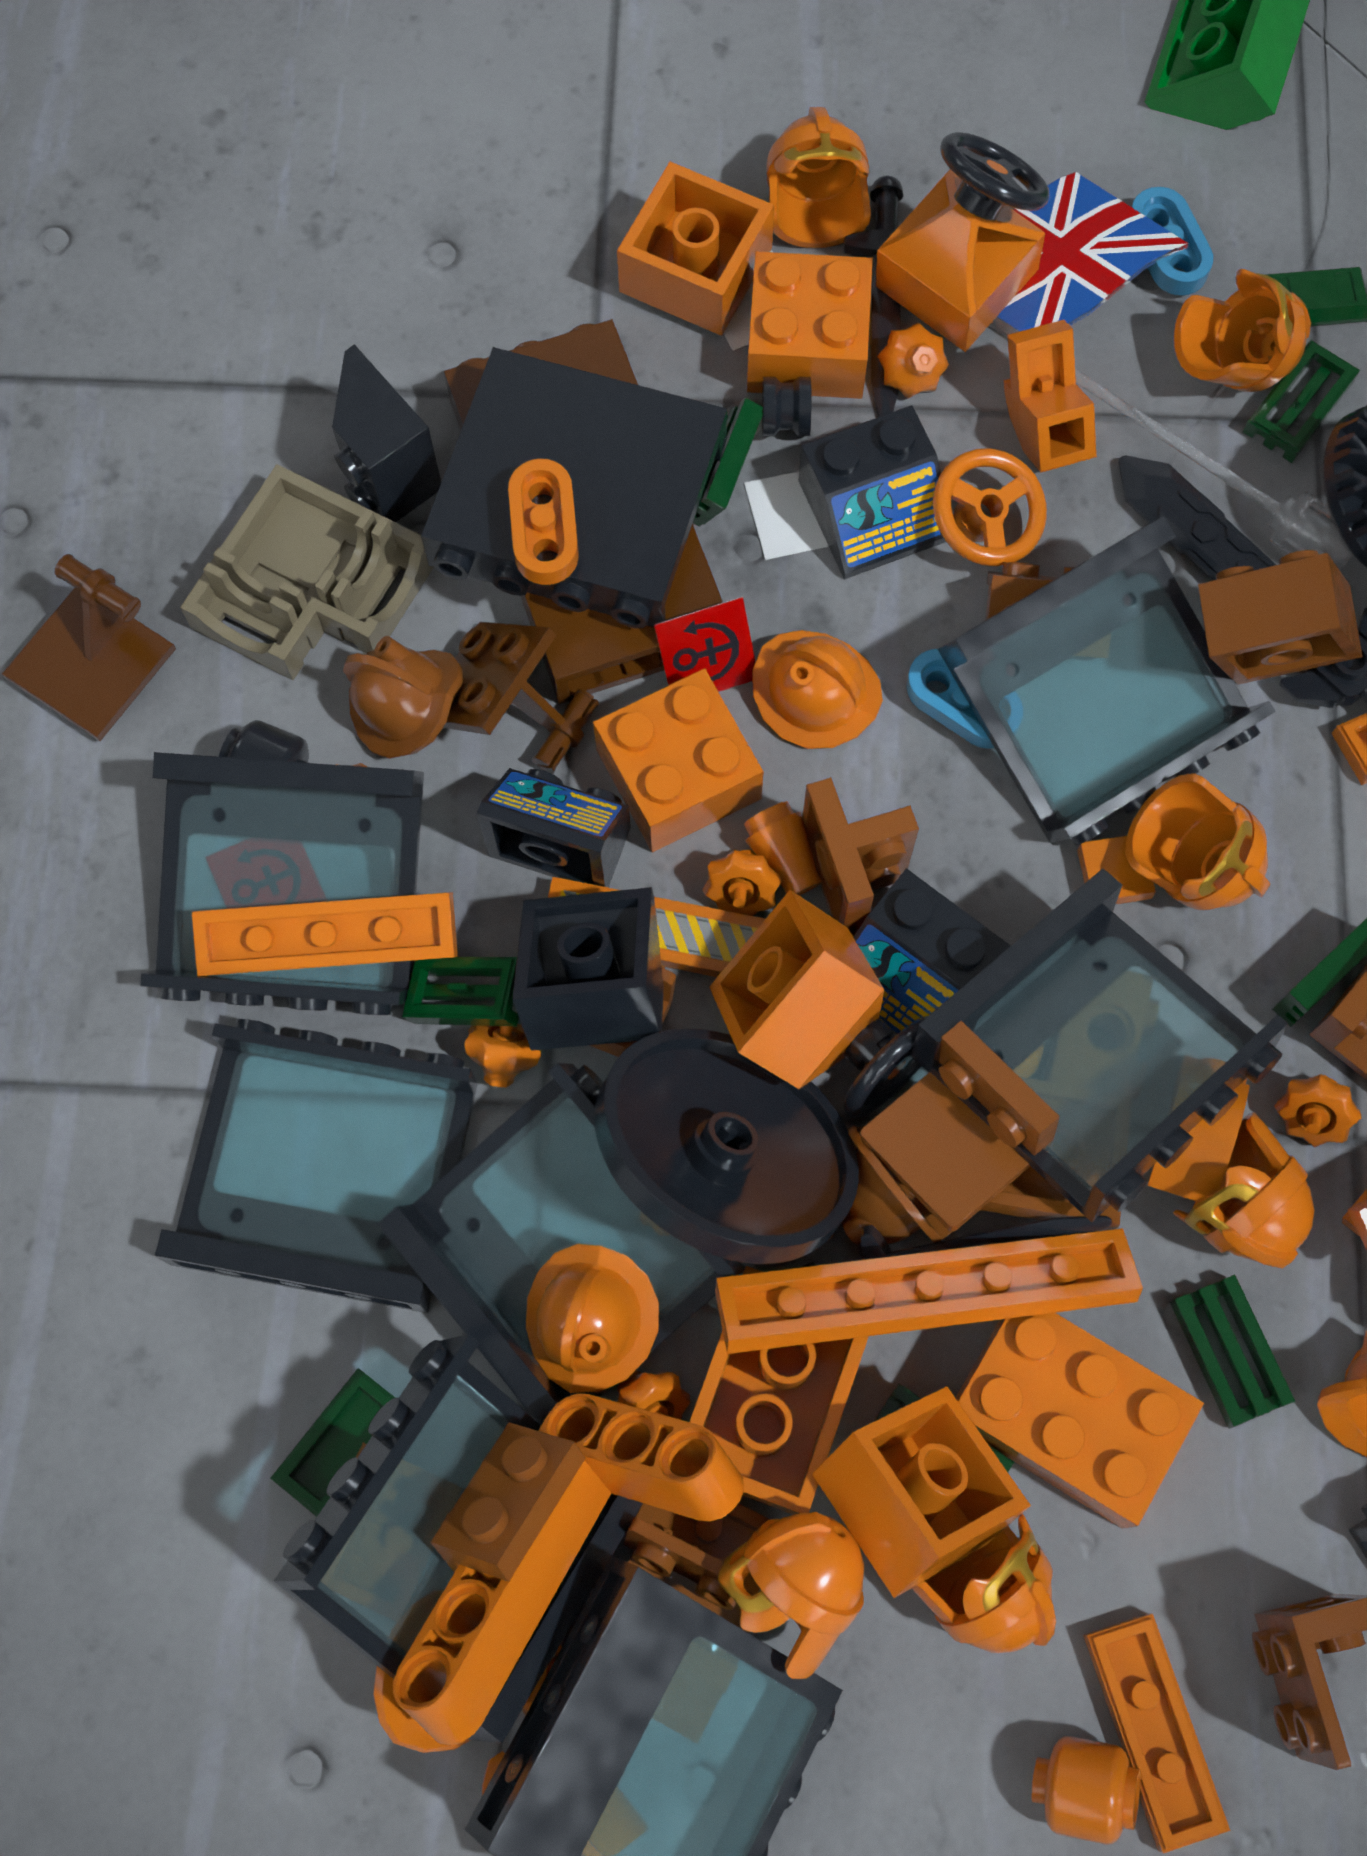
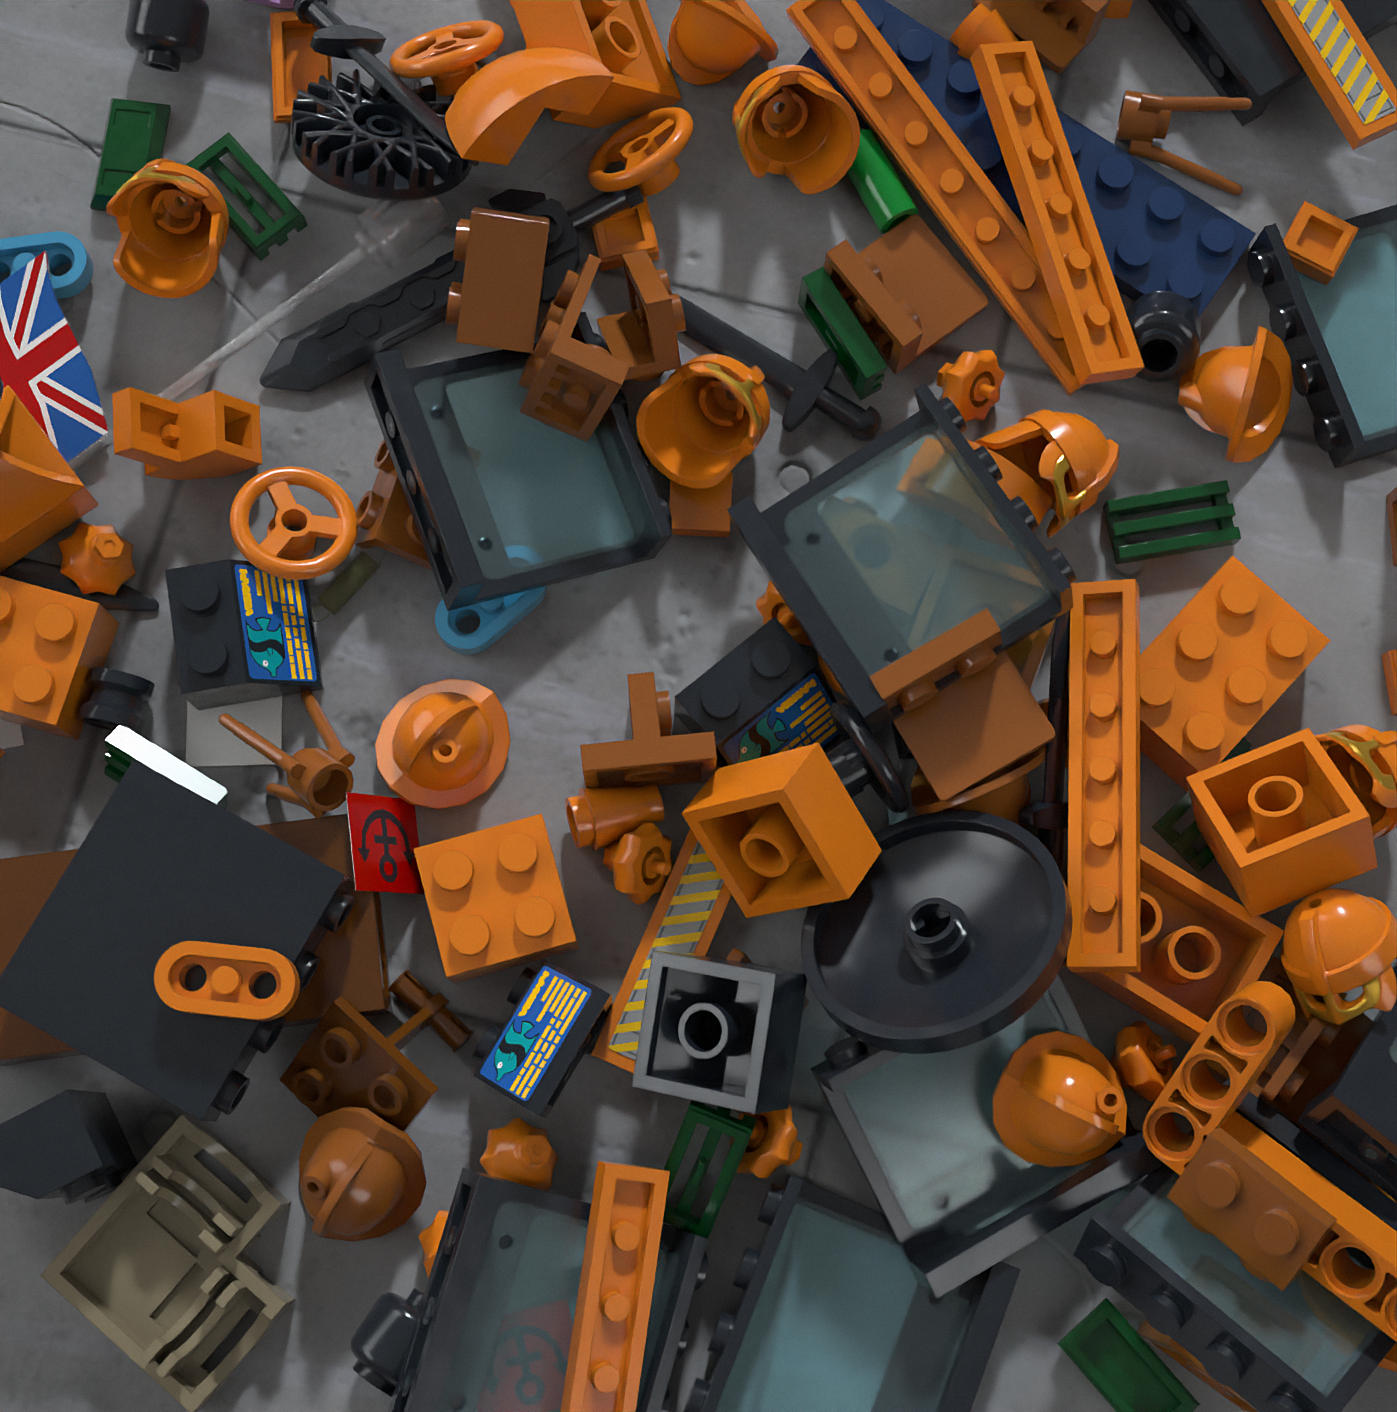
camera: 85 degrees left, 5 degrees up
(447, 833) = (520, 1154): none -> orange piece
(755, 567) = (314, 776): none -> dark orange plant
(949, 574) = (348, 582): none -> olive piece
(1198, 701) = (566, 379): none -> dark orange bracket
(1267, 948) = (806, 388): none -> black sword
(1270, 770) = (648, 332): none -> dark orange bracket

